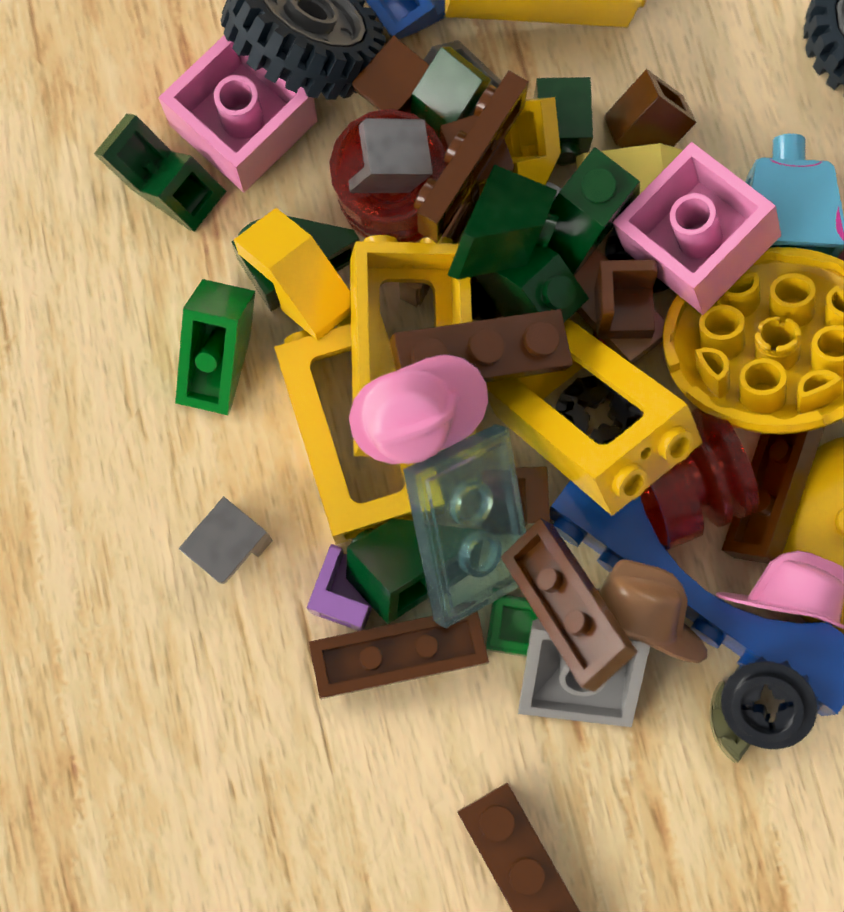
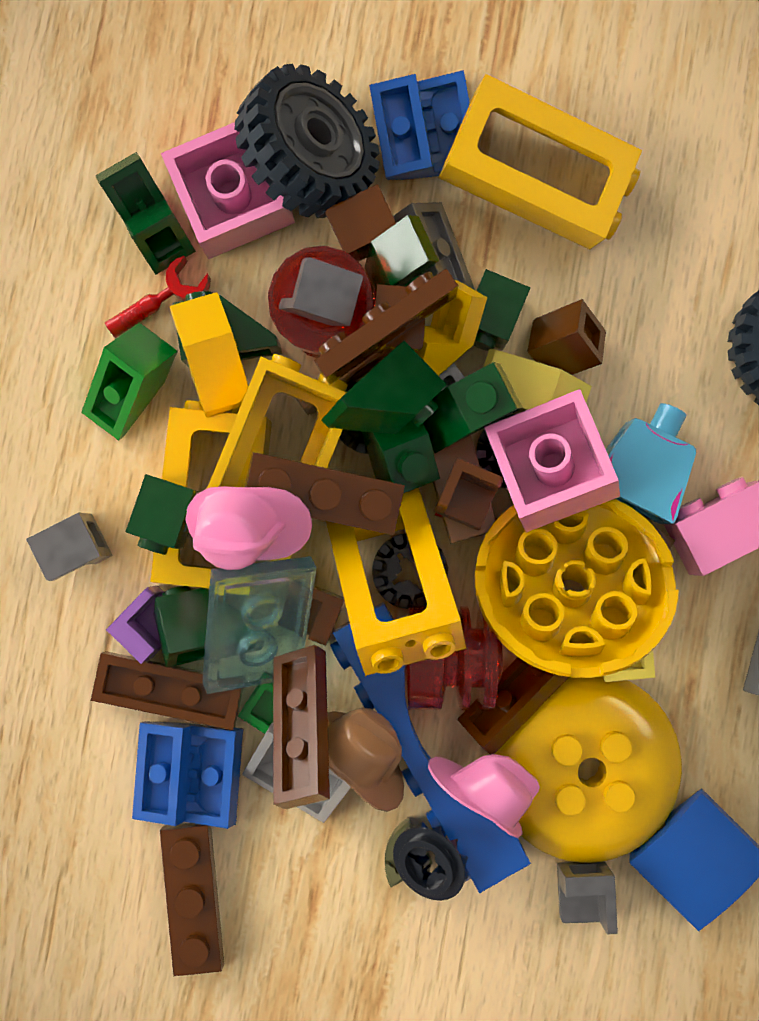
camera: 25 degrees right, 10 degrees up
(203, 260) = (151, 302): none -> red piece
(319, 450) = (160, 515): none -> dark green brick
(459, 737) = (187, 774): none -> blue slope

